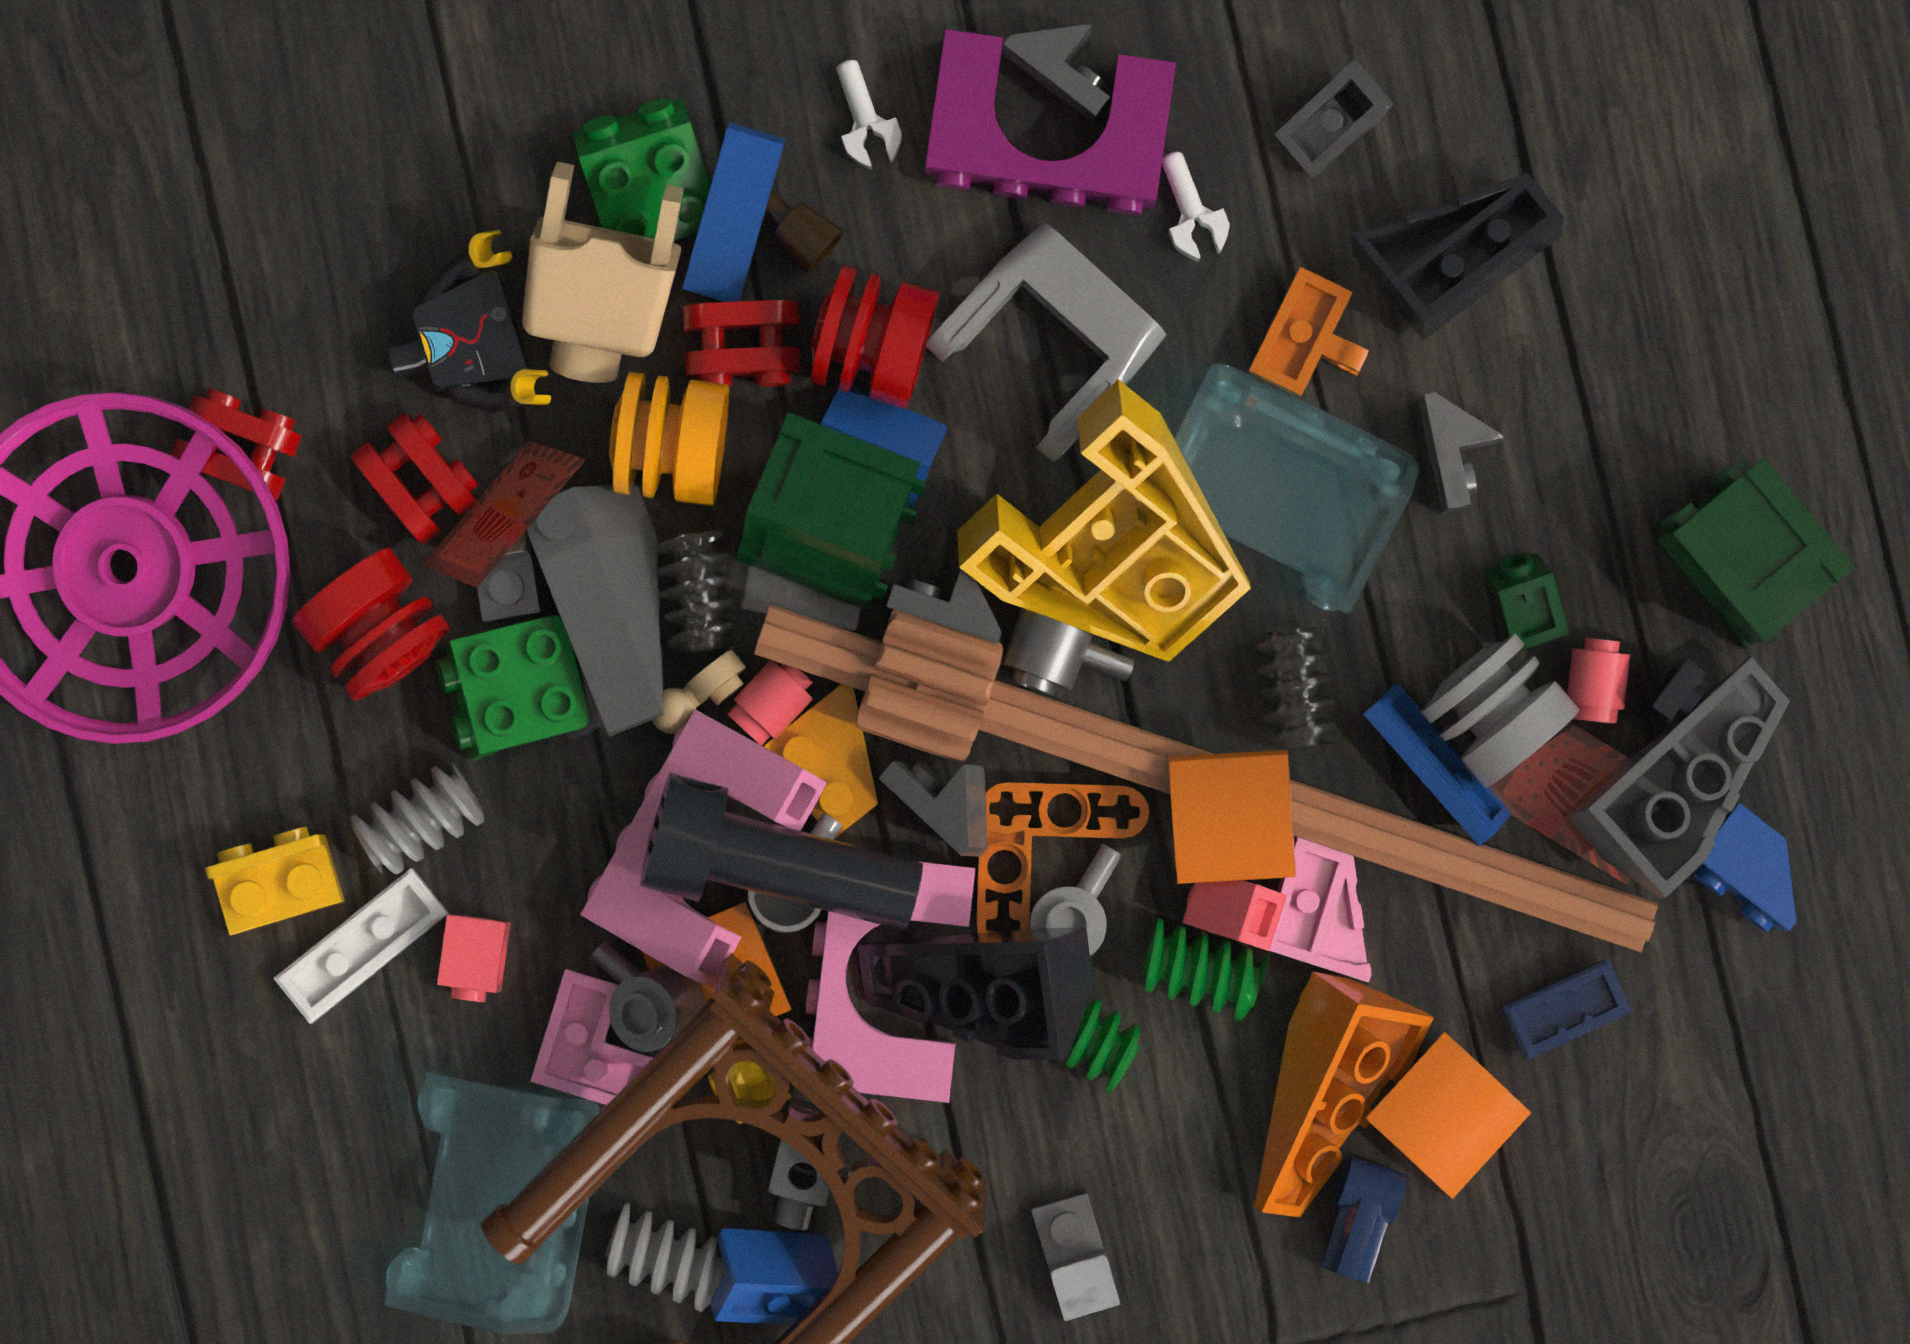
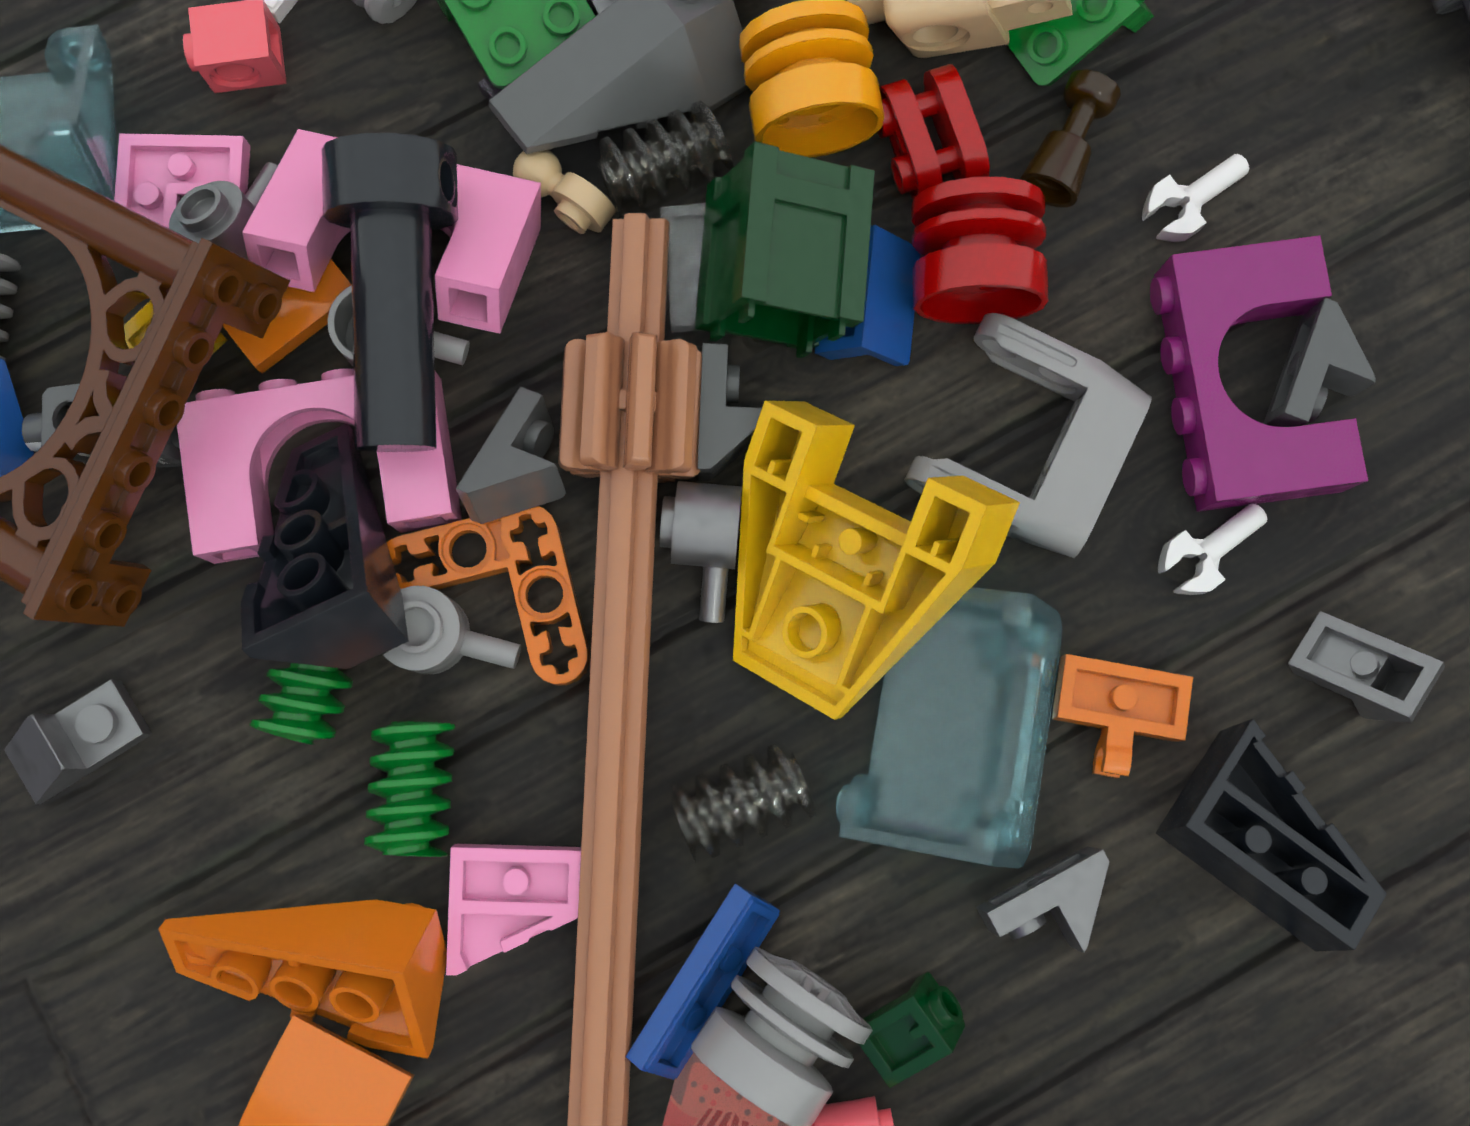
camera: 75 degrees right, 5 degrees down
(733, 213) = (1062, 81): blue tile -> none
(771, 701) = (570, 263): coral brick -> none
(836, 752) = (529, 344): light orange wing -> none
(1232, 816) = (578, 770): orange slope -> none
(1235, 911) = (483, 803): coral brick -> none
(1366, 1204) = (202, 1044): dark blue piece -> none

